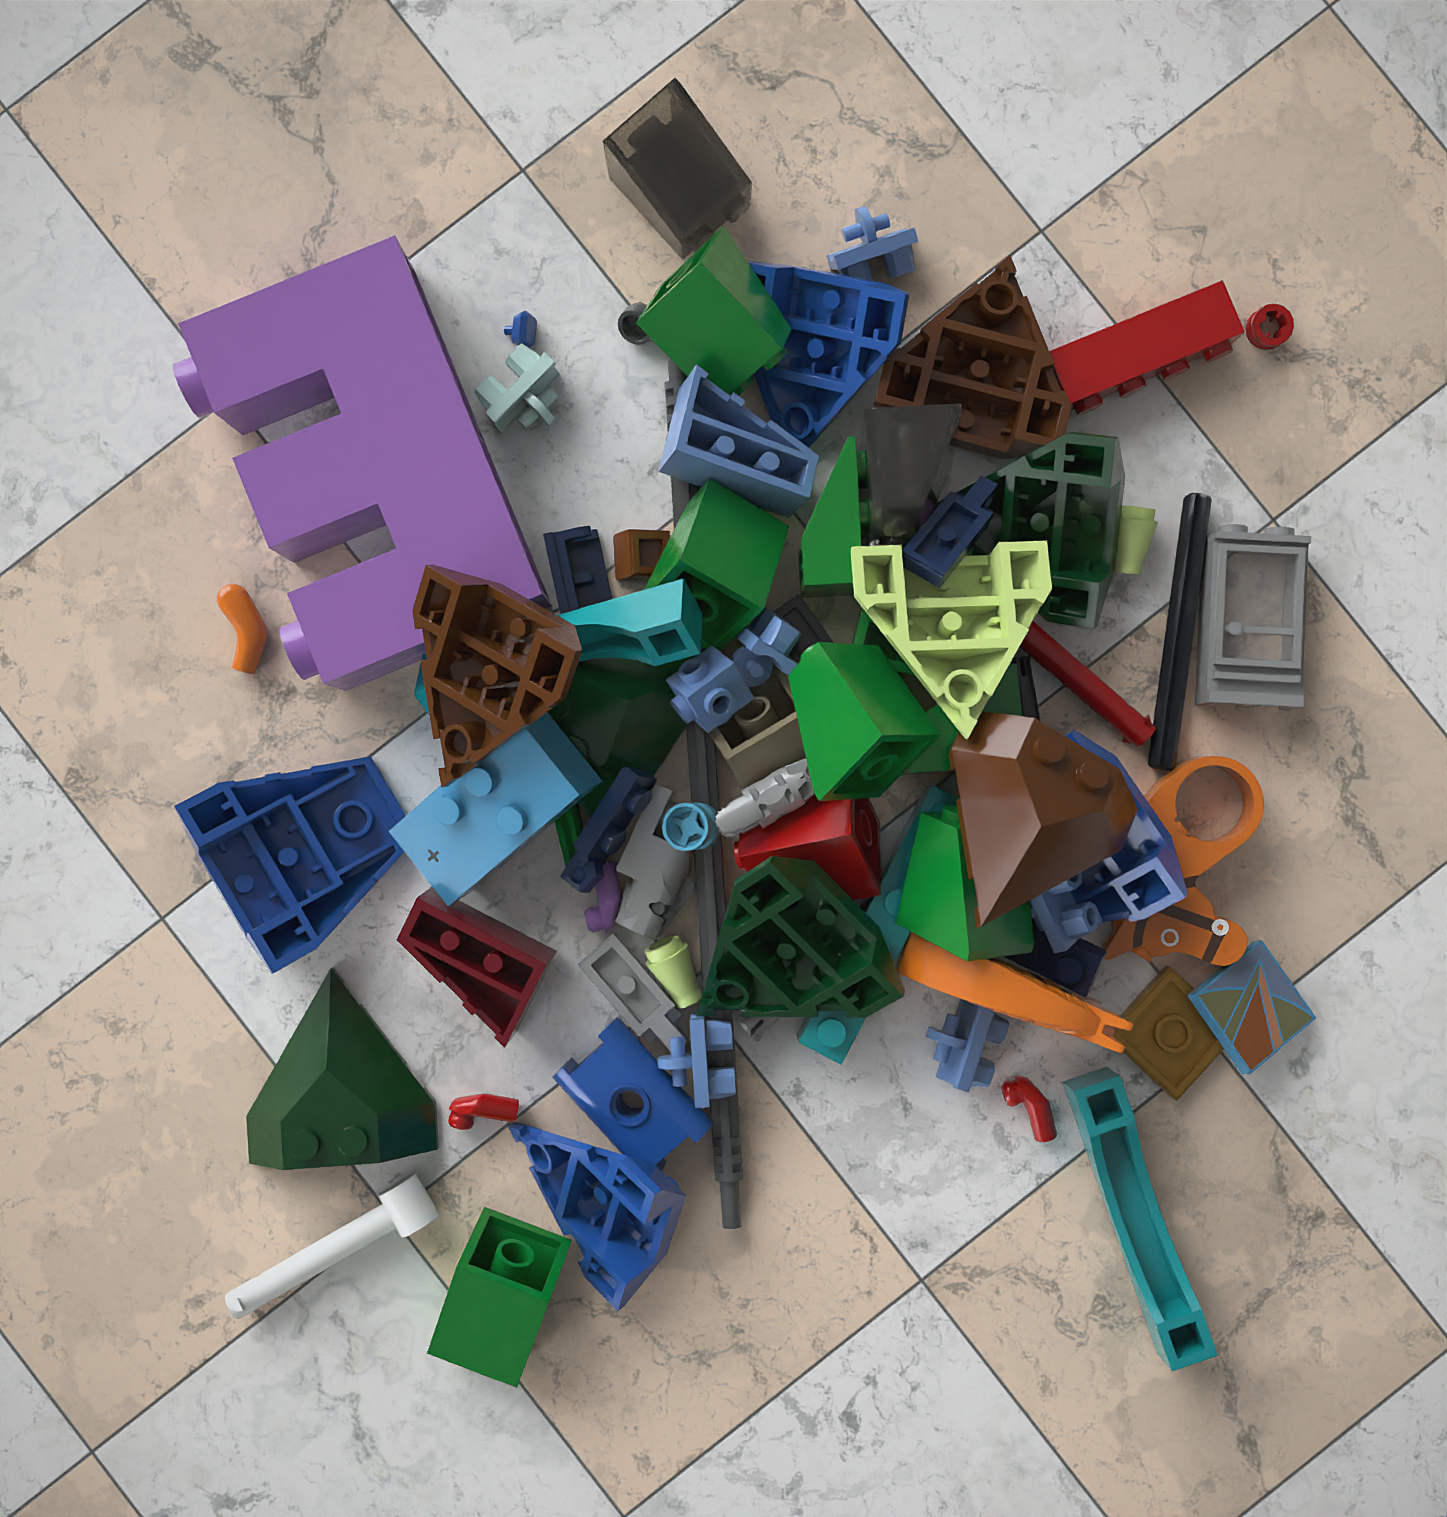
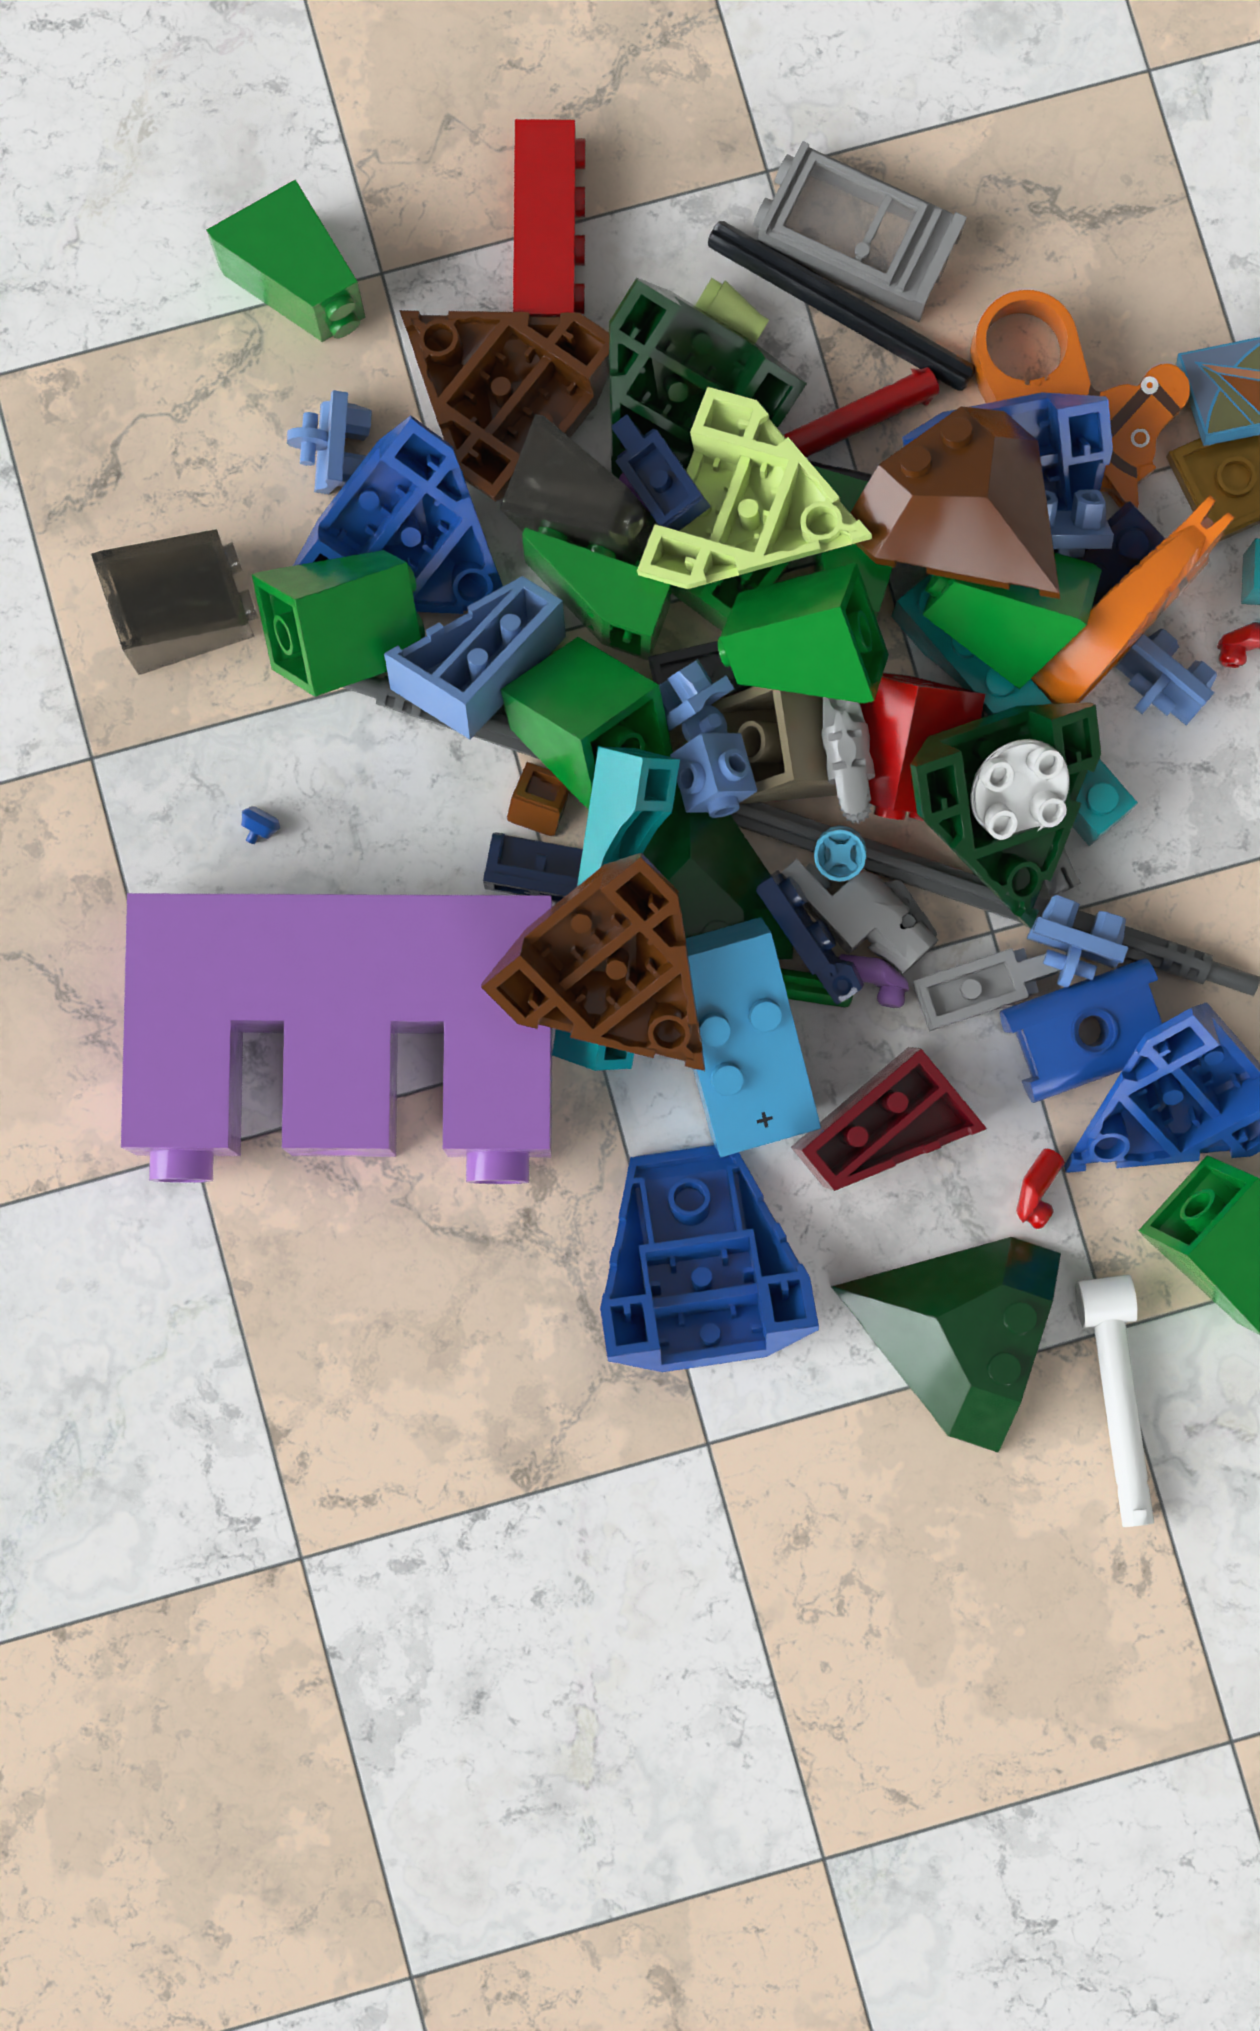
camera: 75 degrees left, 5 degrees down
(248, 624) = (443, 1225): orange arm -> none
(534, 376) = (309, 828): light aqua hips -> none
(627, 324) = (310, 715): dark grey hinge -> none
(674, 969) = (974, 936): yellowish green cone -> none
(801, 960) = (1020, 788): none -> white dish
(1015, 141) = (289, 263): none -> green slope
(1275, 312) = (561, 101): red bush -> none

